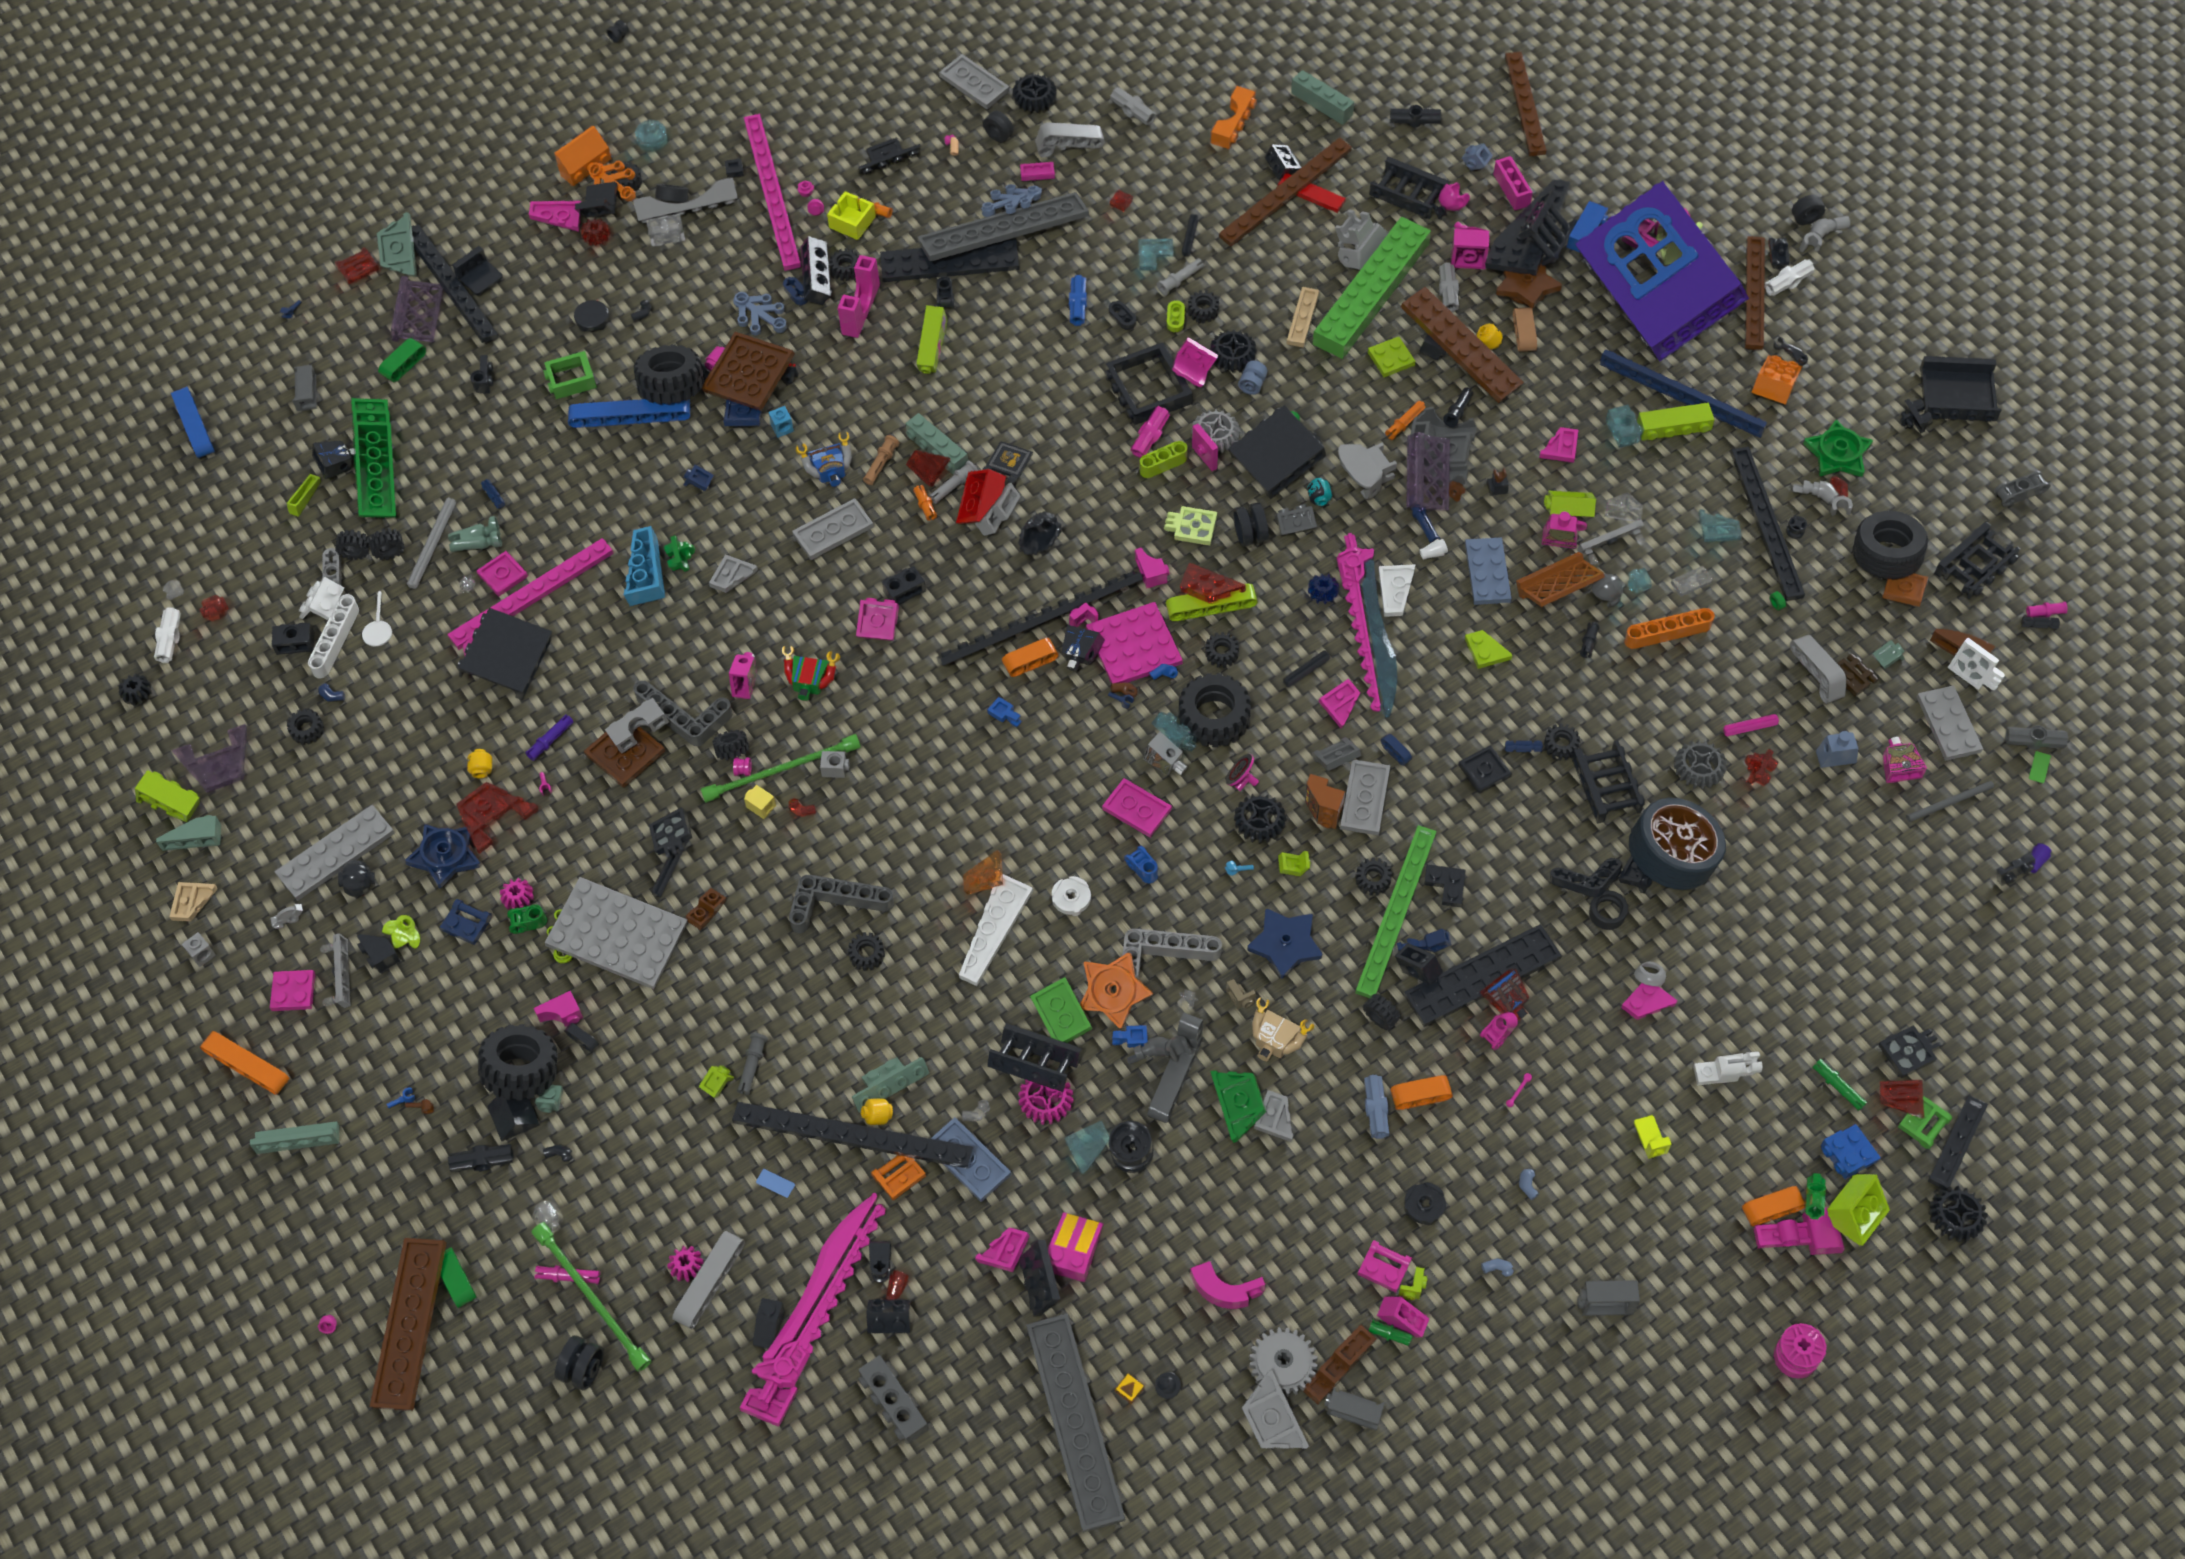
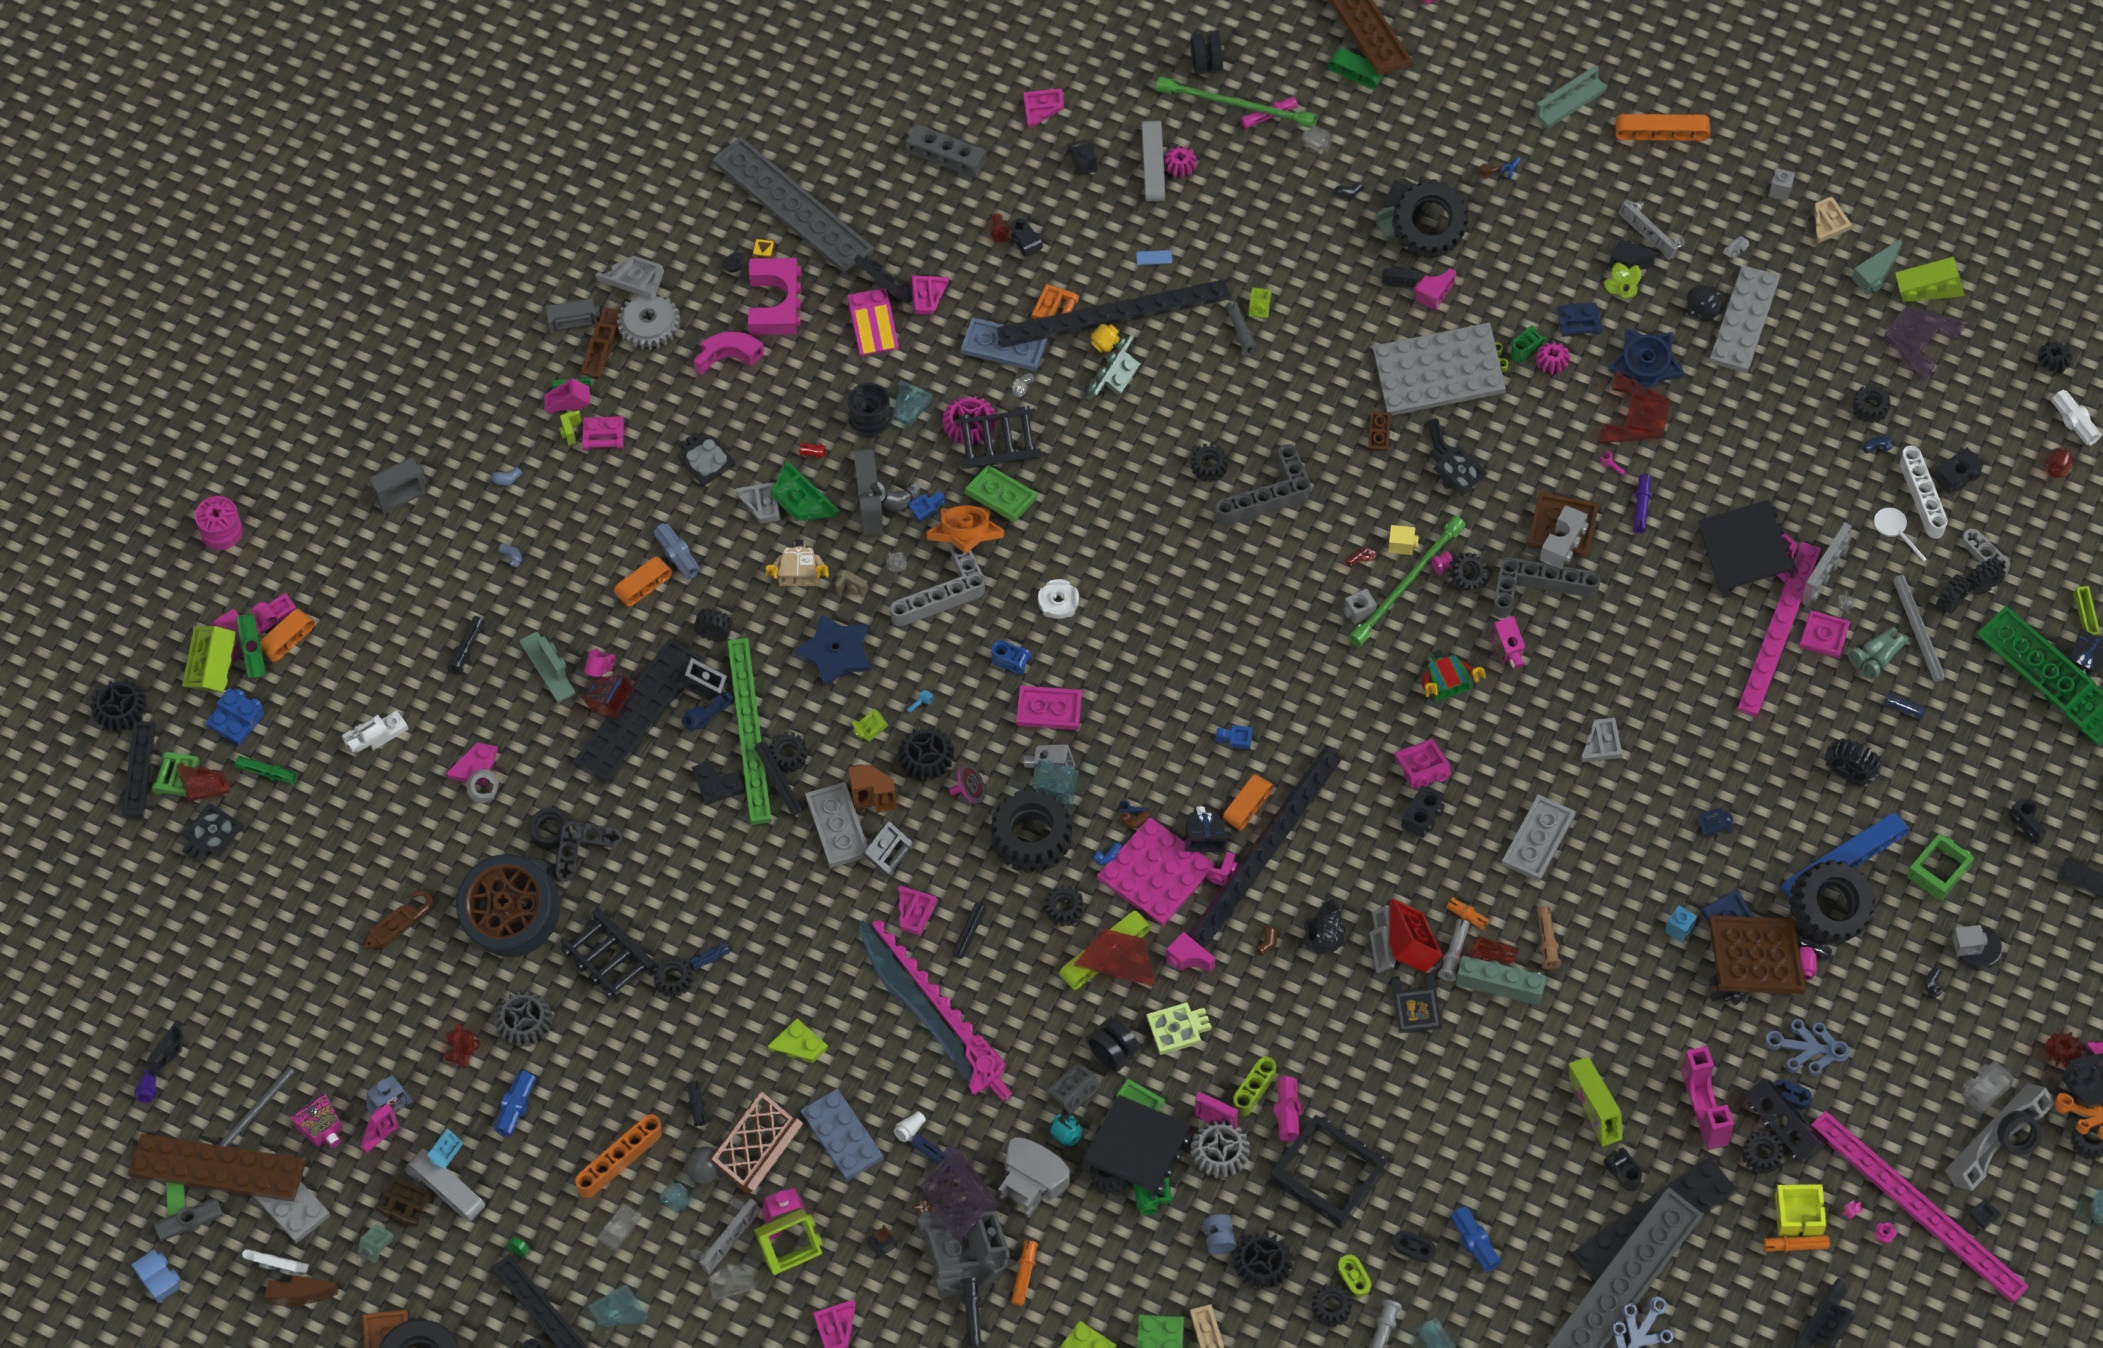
camera: 150 degrees right, 0 degrees up
(292, 990) = (1677, 199): dark pink plate -> none
(321, 598) = (1963, 509): white bracket -> none
(457, 609) = (1827, 563): none -> light grey plate
(479, 763) = (1683, 446): yellow head -> none
(480, 1158) = (1407, 154): black piece -> none
(568, 462) = (1853, 761): none -> black gear
(597, 312) = (1969, 940): none -> light grey brick
(645, 570) = (1687, 698): dark azure wedge -> none
(681, 552) = (1666, 733): green hips -> none
(787, 1358) = (1043, 137): dark pink piece -> none
(827, 463) = (1598, 902): torso -> none
(888, 1316) = (990, 204): black bracket -> none
(984, 875) = (1148, 575): clear orange wing -> none
(997, 920) = (1112, 551): white wing -> none
(1082, 553) = (1270, 939): none -> reddish brown arm
(1151, 1295) = (783, 317): none -> dark pink arch
(1193, 362) = (1291, 1205): dark pink bracket -> none
(1201, 1144) = (813, 450): none -> red pin
(1249, 491) = (1141, 1095): none -> bright green tile
(1302, 1190) = (705, 458): none -> piece
(1323, 588) = (1000, 1021): clear blue gear -> none
(1394, 855) = (778, 778): none -> black axle
(1395, 586) = (927, 1062): white wing -> none
(1396, 749) = (832, 886): dark blue beam -> none
(1421, 1214) = (596, 505): black plate -> none
(1484, 769) = (735, 910): black plate -> none
(1527, 1078) = (560, 614): dark pink hinge -> none
(1544, 1057) = (548, 665): none -> sand green bracket
(1616, 1107) = (462, 651): none -> black pin
(1651, 1137) = (416, 640): neon yellow bracket -> none
(1735, 704) = (514, 1103): none -> blue piece
(1750, 725) = (489, 1092): dark pink axle -> none
(1773, 892) = (397, 922): none -> reddish brown plate
(1809, 679) = (445, 1149): none -> medium azure plate
(1856, 725) = (379, 1127): none -> dark pink wing
(2000, 763) = (217, 1167): none -> reddish brown plate
(2076, 708) = (156, 1276): none -> medium blue brick

